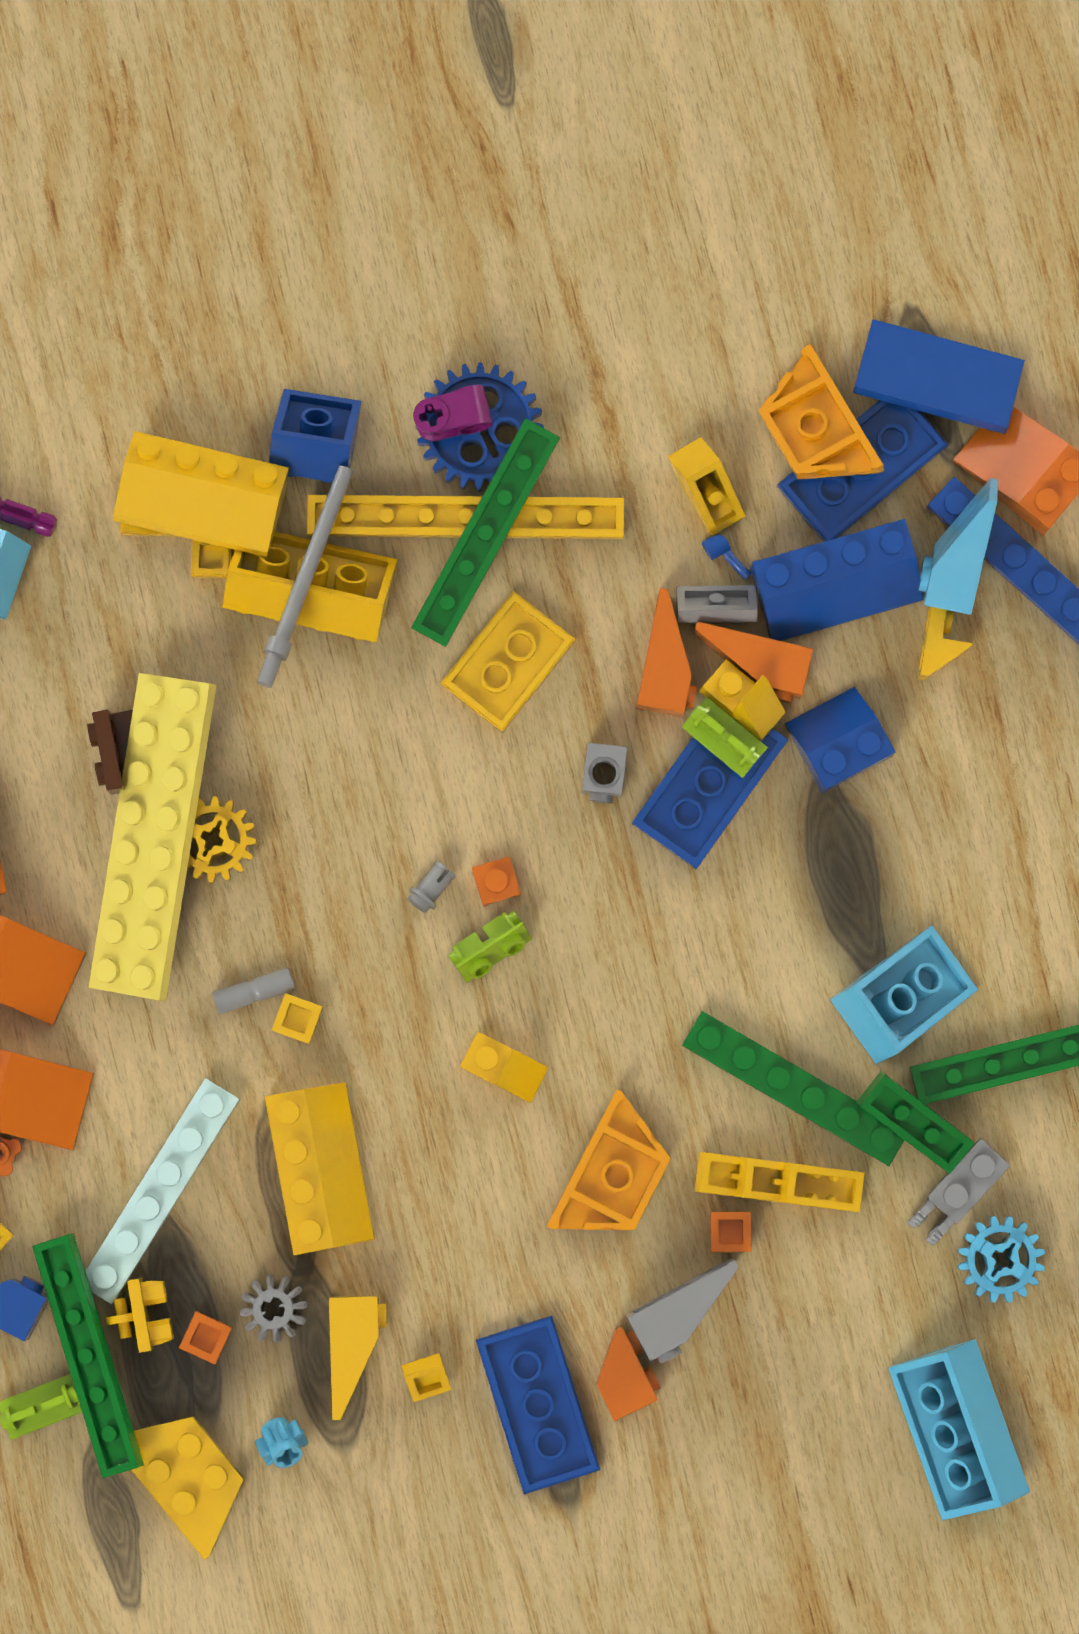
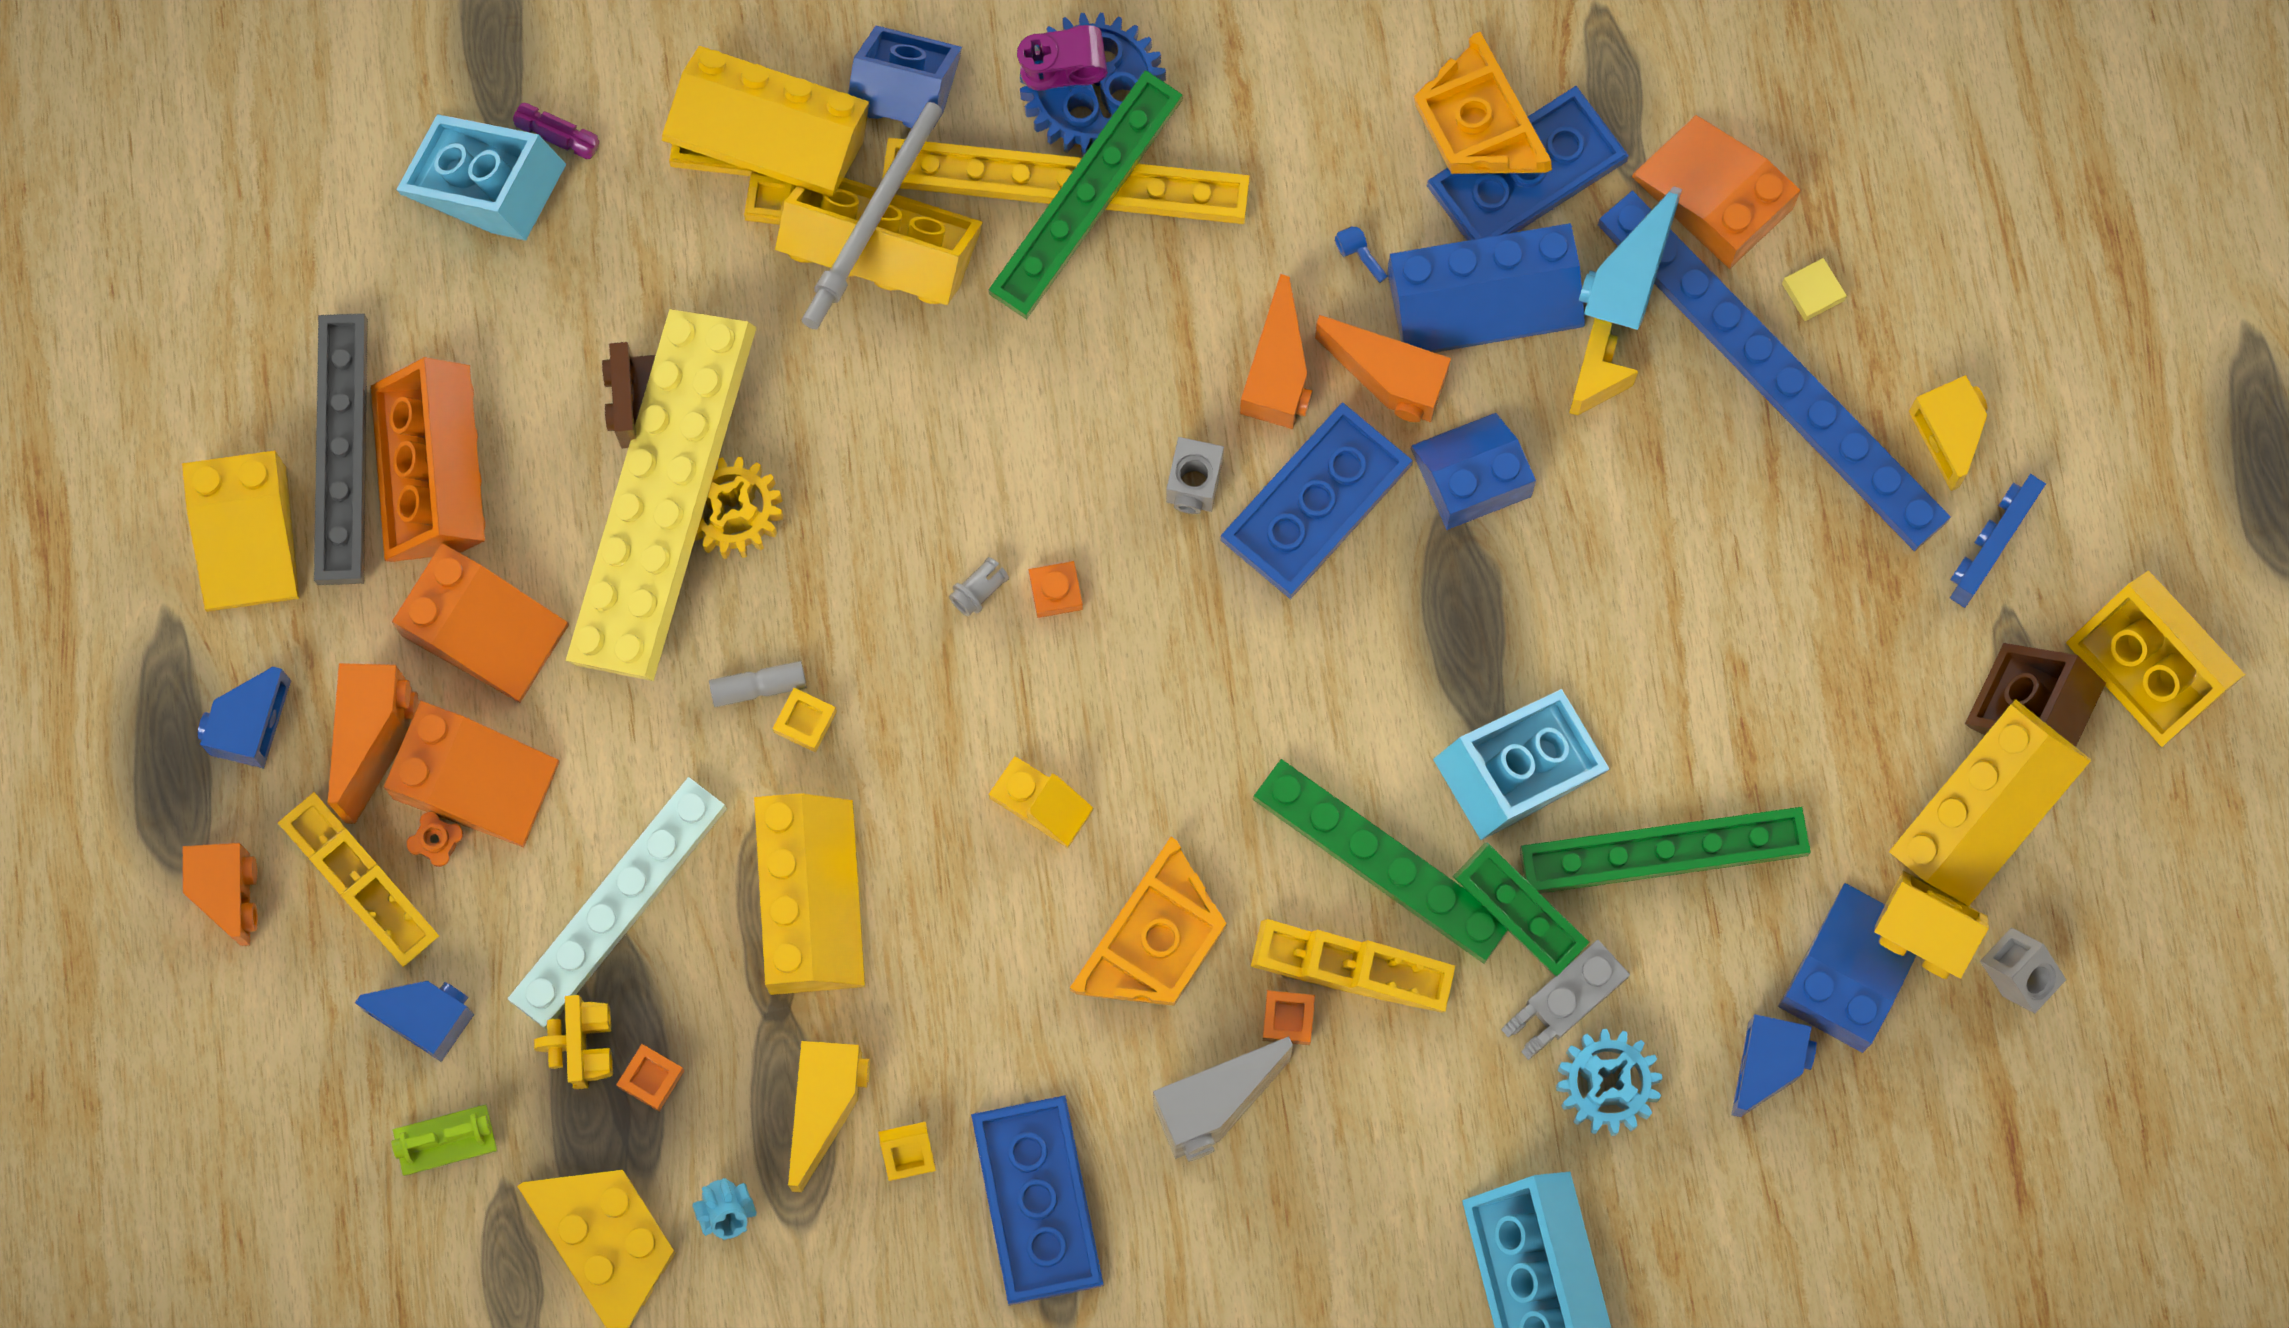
camera: 10 degrees right, 10 degrees down
(88, 1355) = (507, 1081): green plate -> none
(279, 1320) = (731, 1035): light grey gear -> none
(506, 938) = (1058, 654): lime hinge -> none
(508, 661) = (1096, 346): yellow tile -> none
(622, 1378) = (1142, 1177): orange slope -> none
(706, 485) = (1346, 172): yellow slope -> none
(716, 604) = (1342, 302): light grey plate -> none
(724, 737) = (1337, 447): lime hinge -> none
(747, 702) = (1367, 410): yellow slope -> none
(939, 376) = (1624, 79): blue tile -> none

